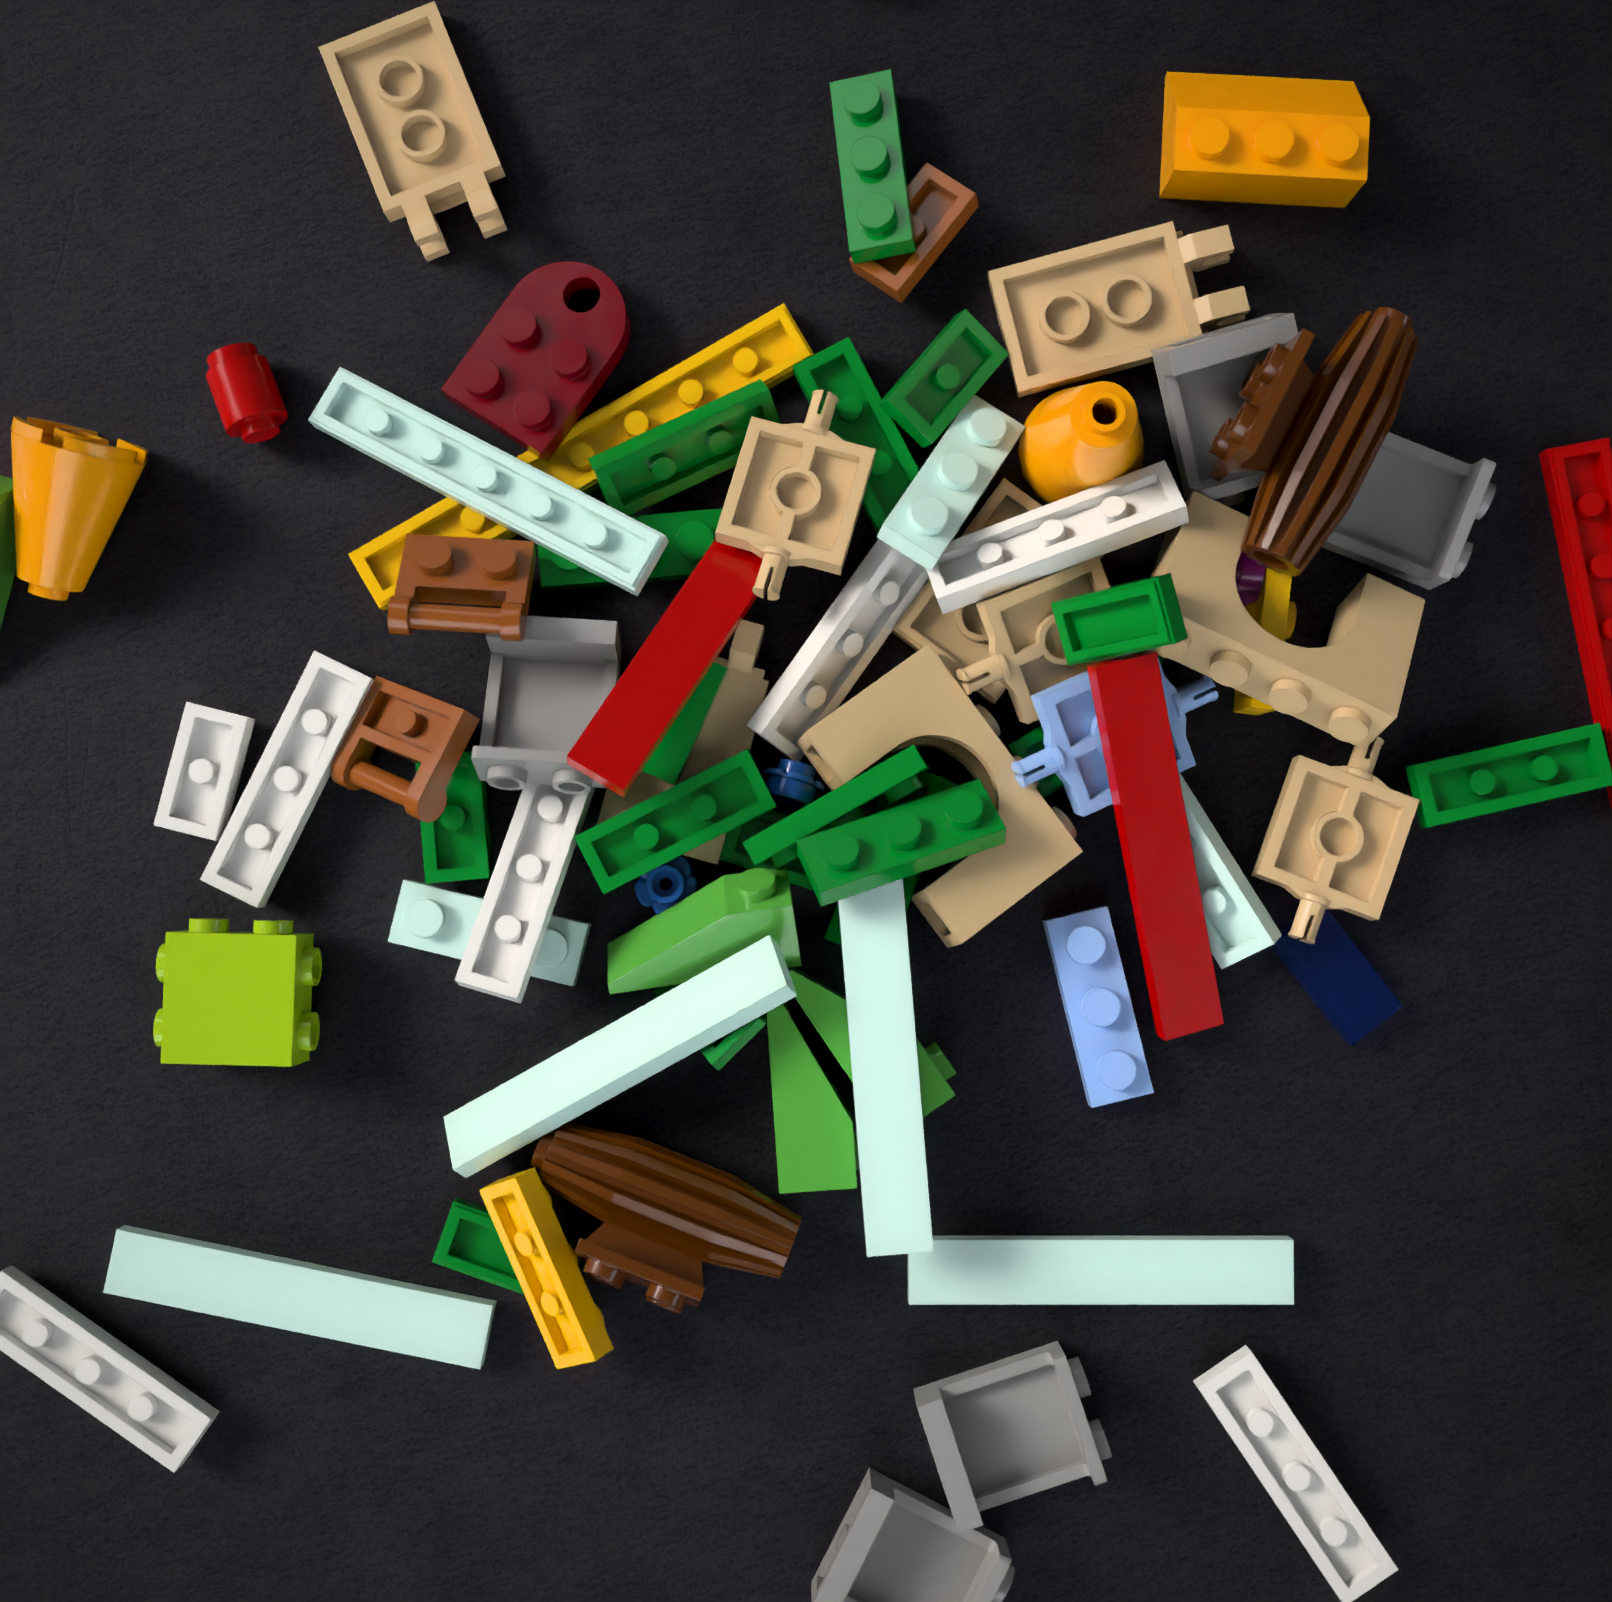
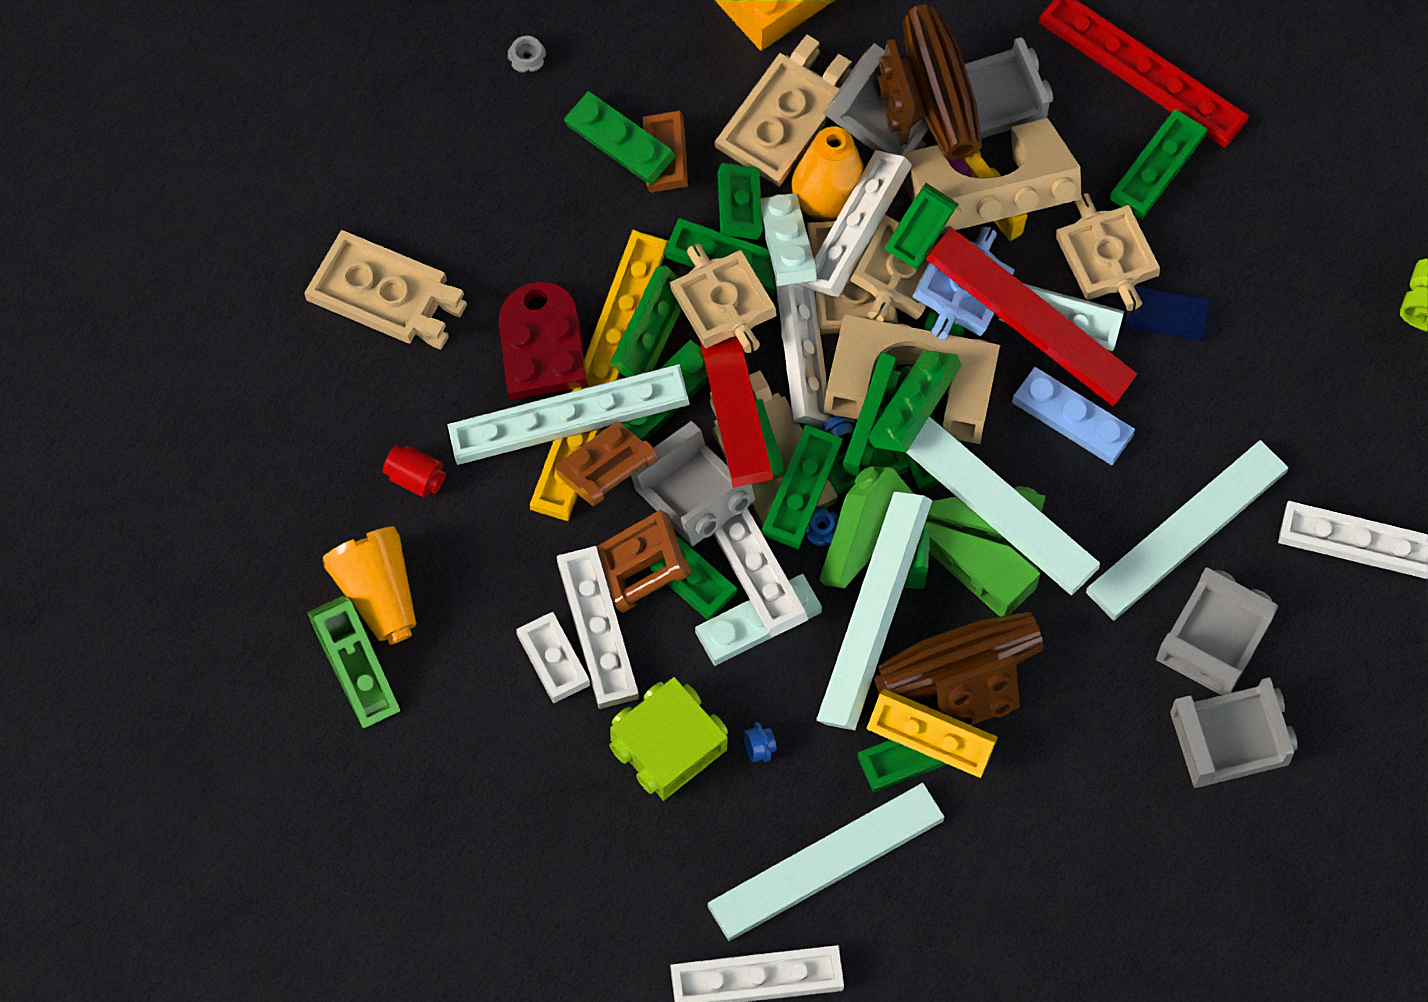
camera: 45 degrees left, 20 degrees down
(349, 1089) = (759, 743): none -> blue plate

